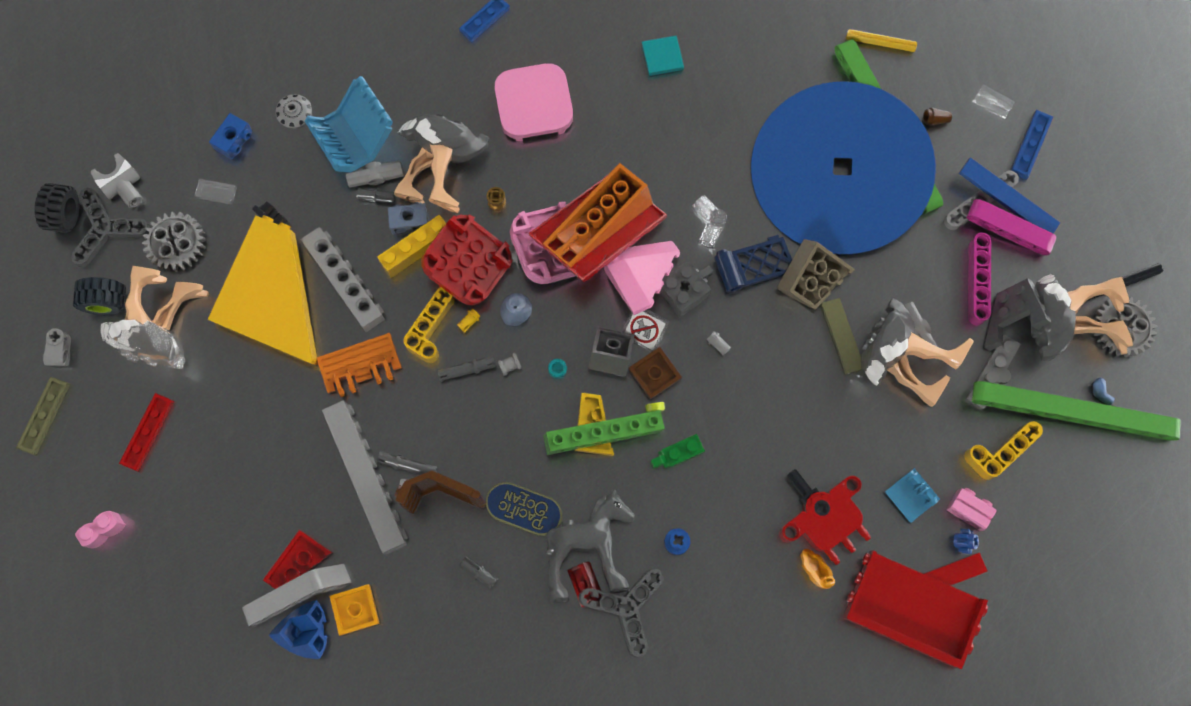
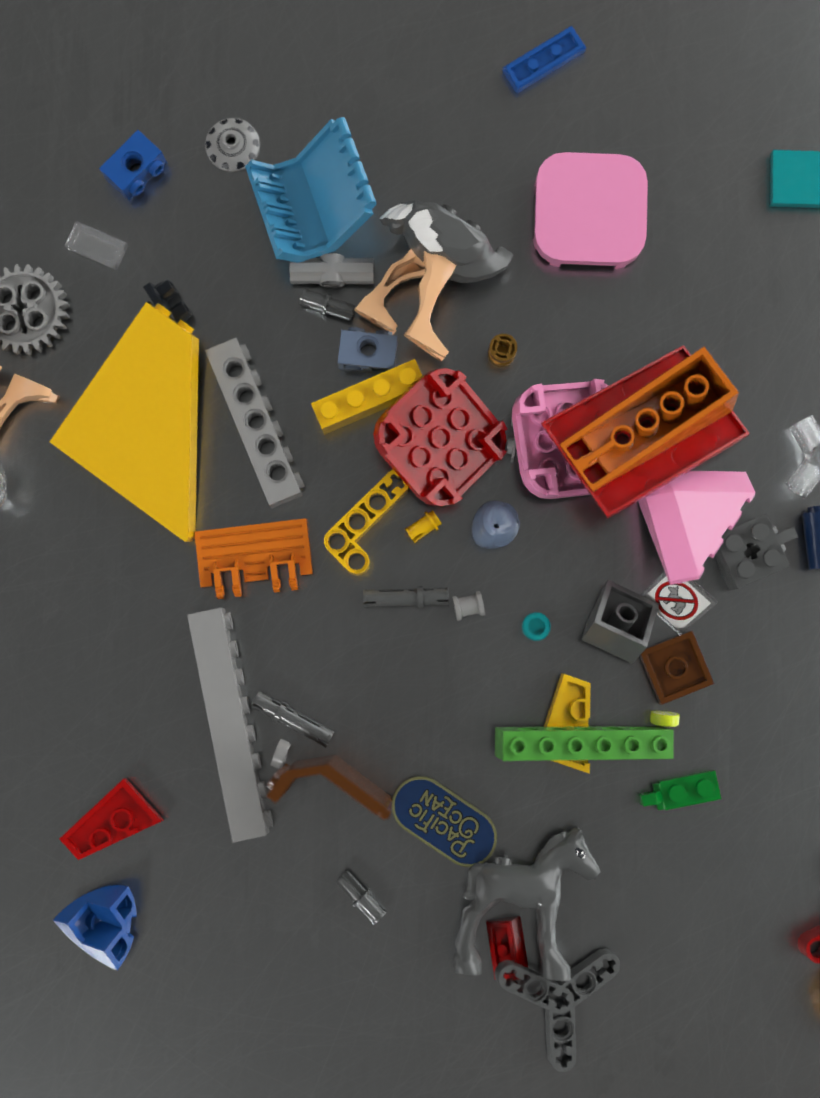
camera: 15 degrees right, 10 degrees up
(295, 592) = (103, 873): light grey beam -> none
(354, 609) = (178, 909): light orange plate -> none
(677, 549) = (641, 915): blue piece -> none
(718, 343) = (778, 644): light grey pin -> none

